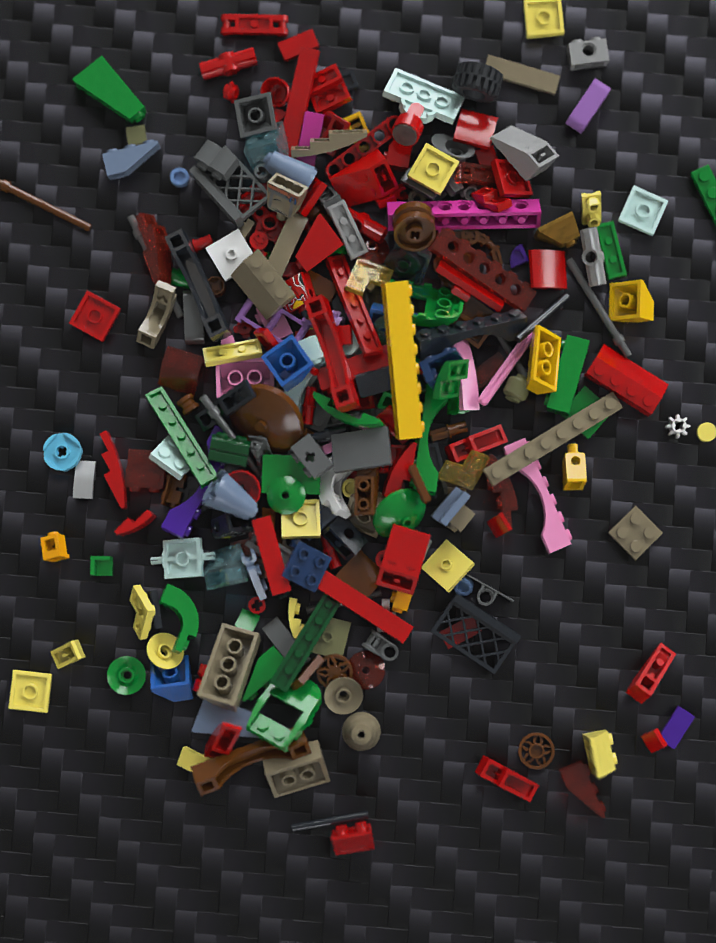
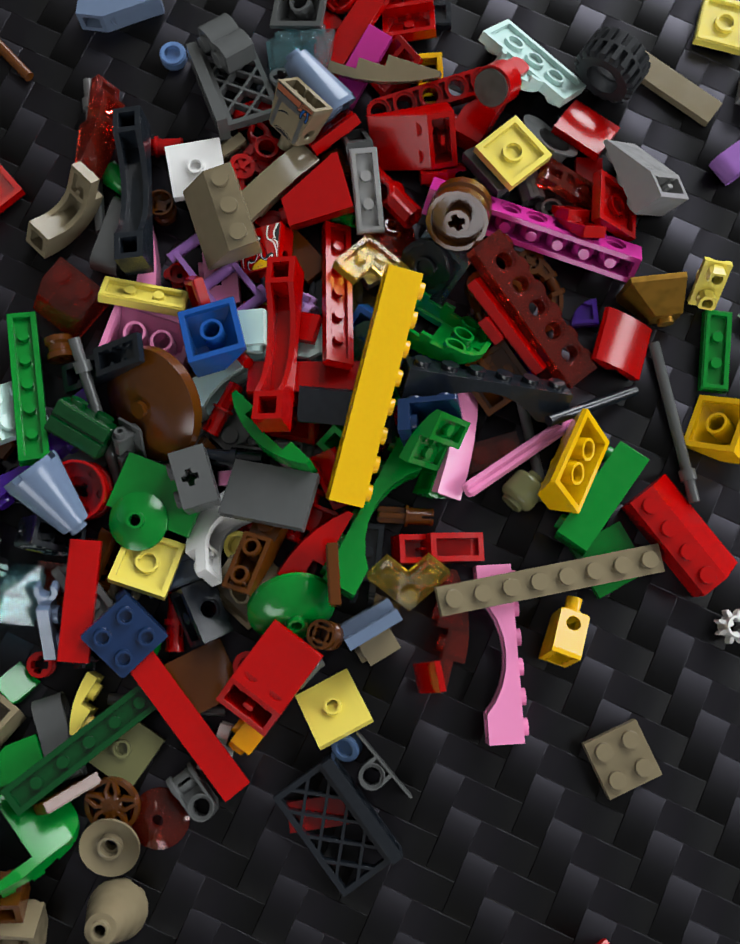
camera: 10 degrees right, 5 degrees down
(430, 522) = (330, 638): none -> reddish brown wheel
(594, 269) = (692, 332): light grey piece -> none

